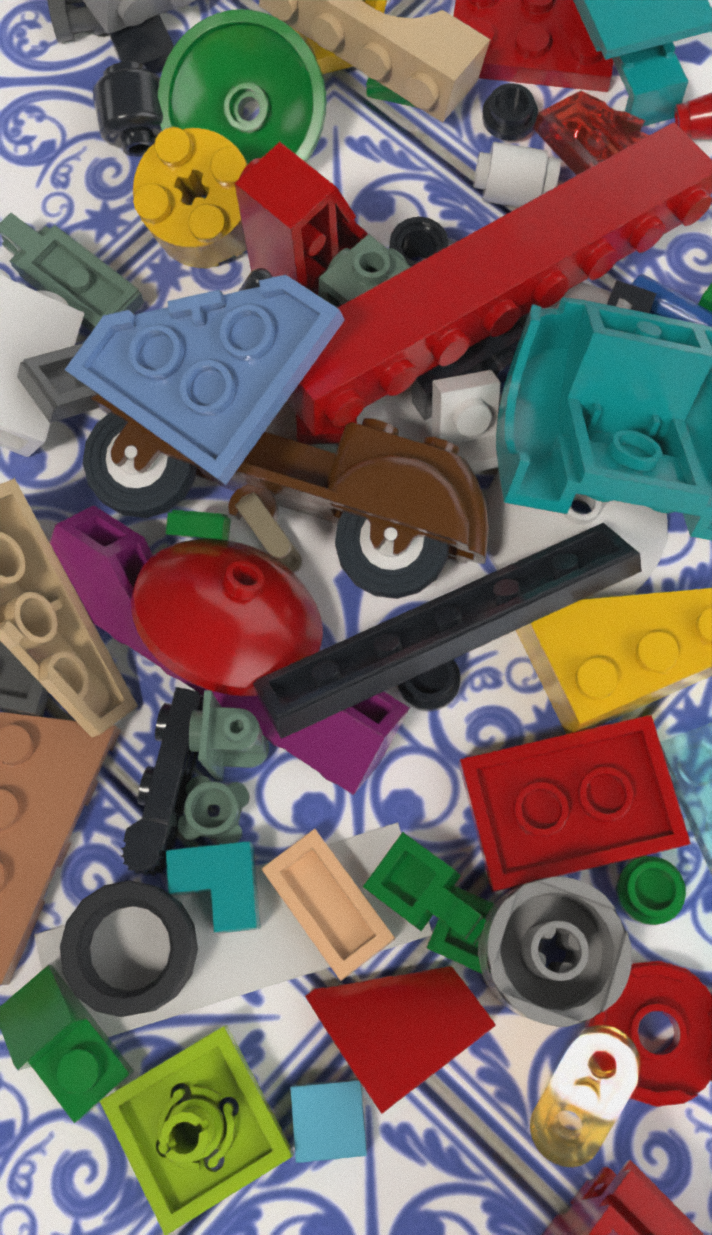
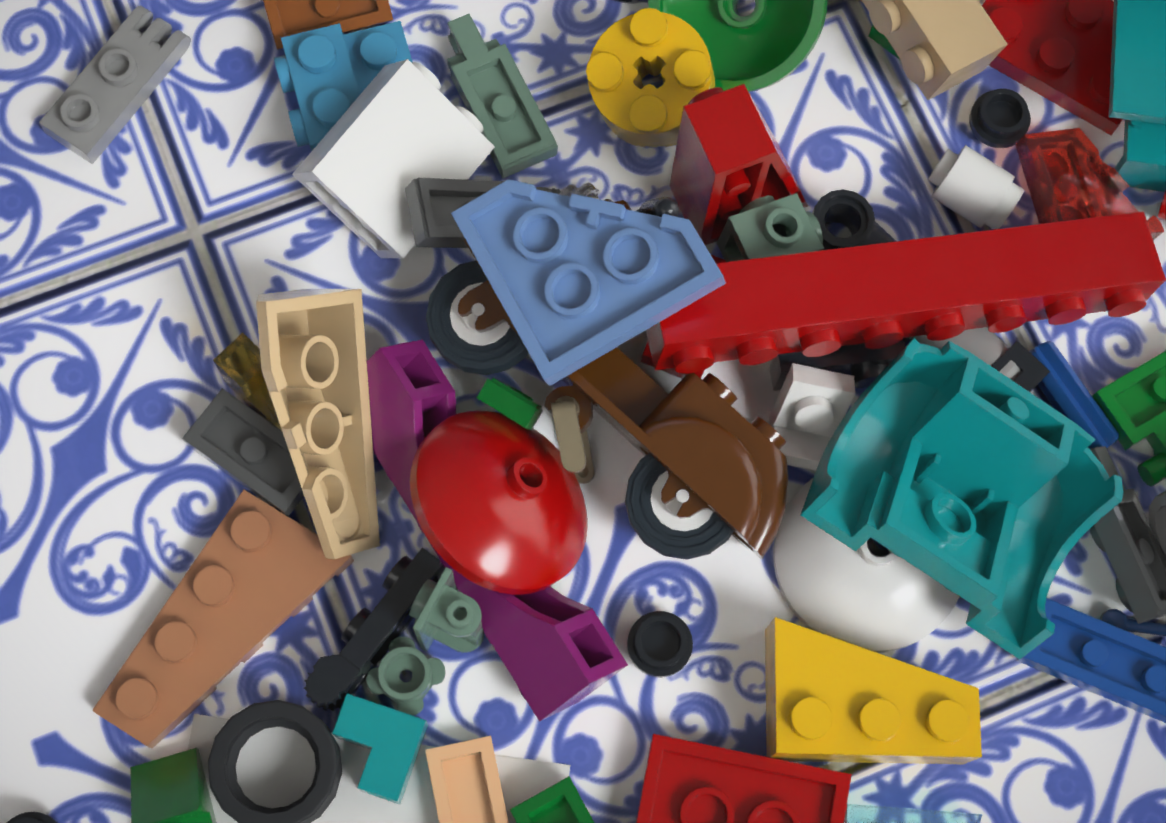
camera: 15 degrees right, 0 degrees up
(444, 628) = (695, 607): black tile -> none

